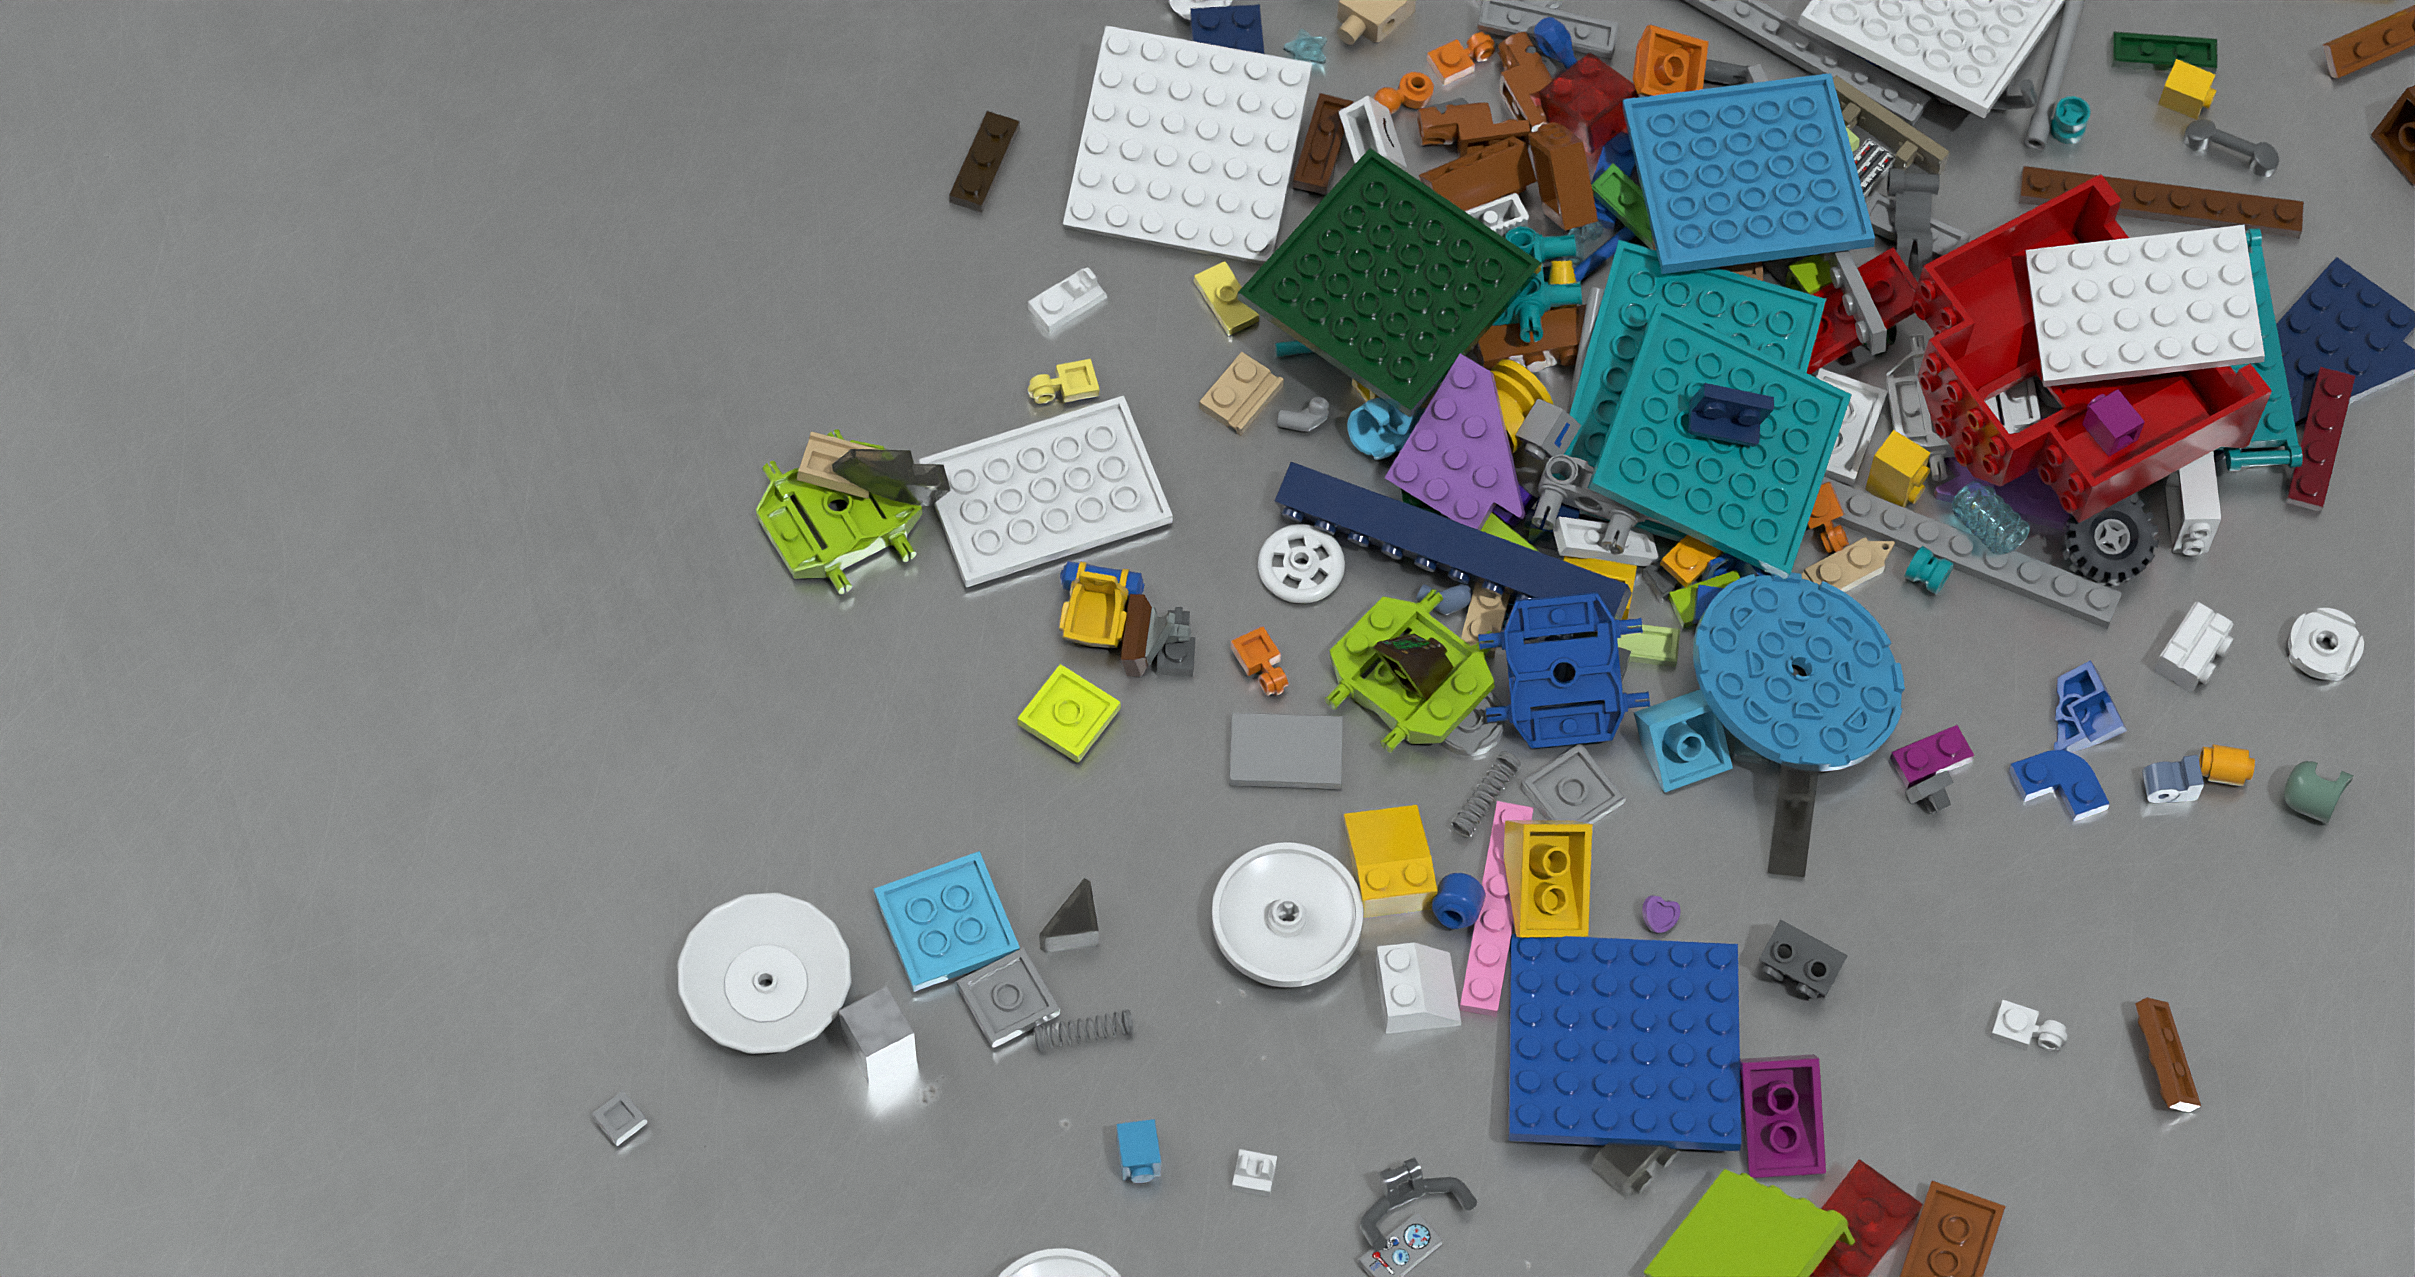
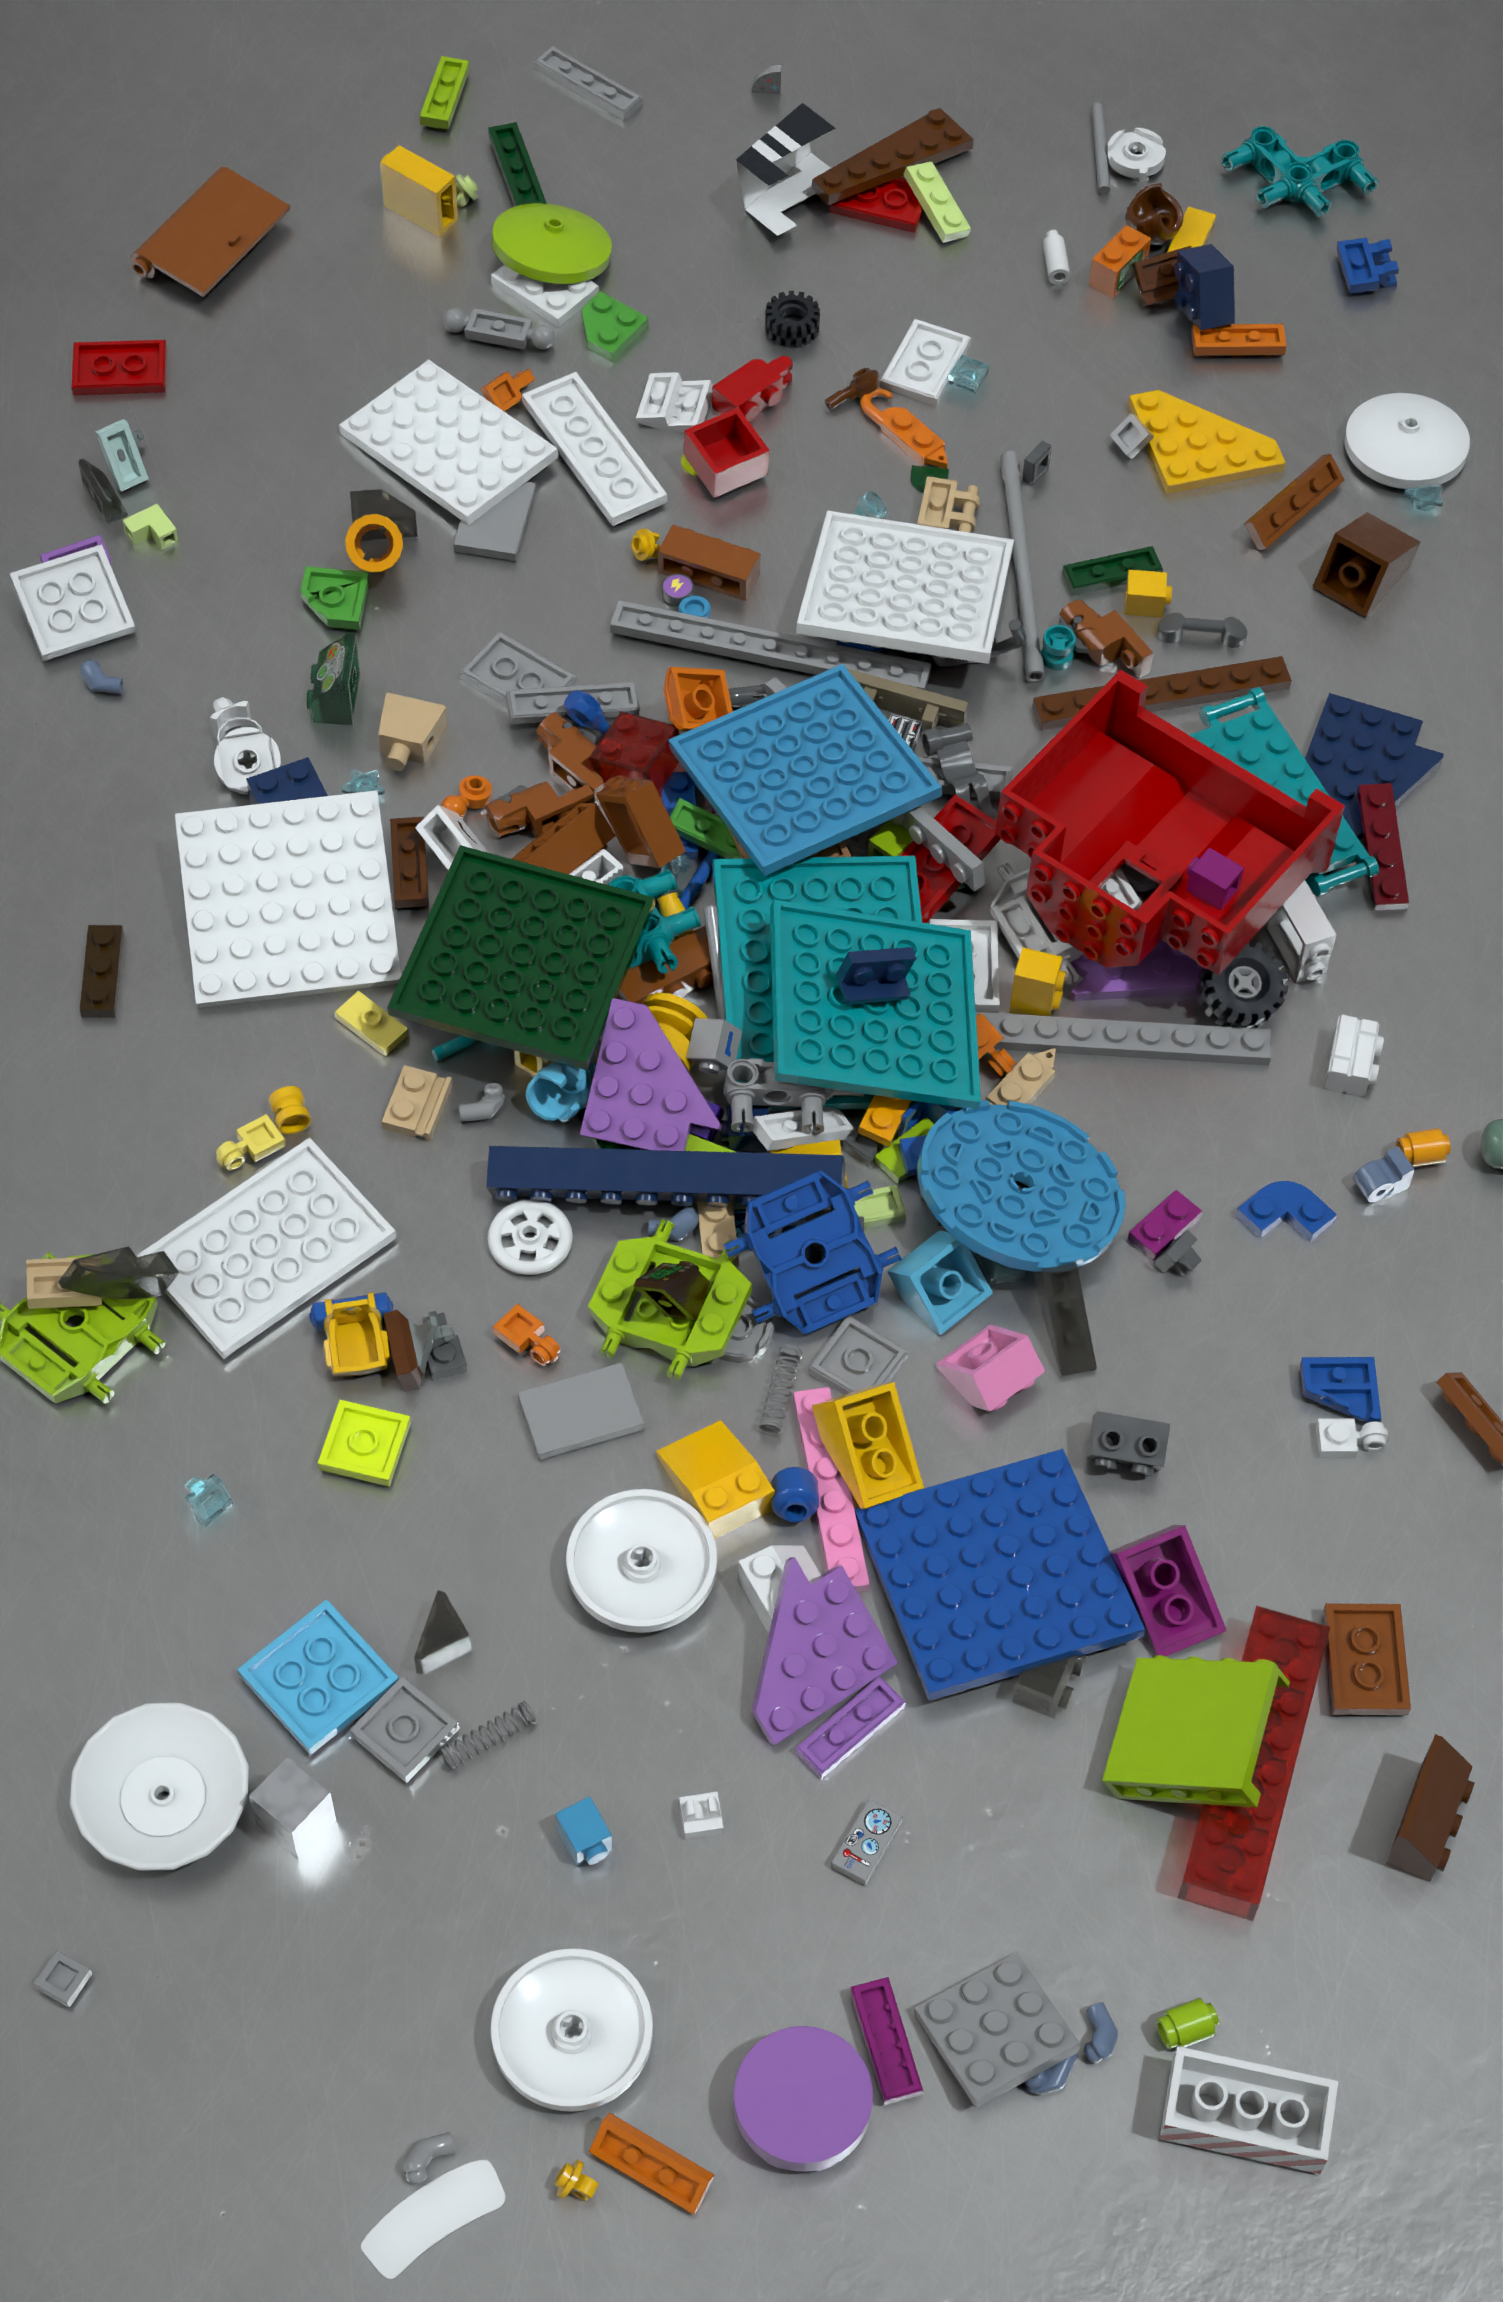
camera: 20 degrees left, 5 degrees down
(903, 717) = (207, 1498): none -> clear light blue tile
(1067, 300) = (224, 1069): white plate -> none
(1114, 364) = (291, 1114): none -> yellow wheel
(1406, 1192) = (847, 1777): dark grey piece -> none
(1419, 1057) = (816, 1651): none -> medium lavender wing
(1428, 1138) = (850, 1727): none -> medium lavender tile
(1454, 62) = (500, 758): orange plate -> none
(1660, 914) = (982, 1445): medium lavender piece -> none
(1700, 841) = (992, 1367): none -> bright pink slope
(1929, 570) = (1096, 1062): teal wheel -> none
(1990, 518) = (1133, 1000): clear light blue piece -> none
(2042, 975) = (1343, 1385): none -> blue wing
(2085, 710) = (1281, 1140): slope -> none
(2123, 123) = (1106, 637): none -> dark orange plate
(2144, 306) = (1200, 771): white plate -> none
(2323, 663) = (1457, 1034): white plate -> none

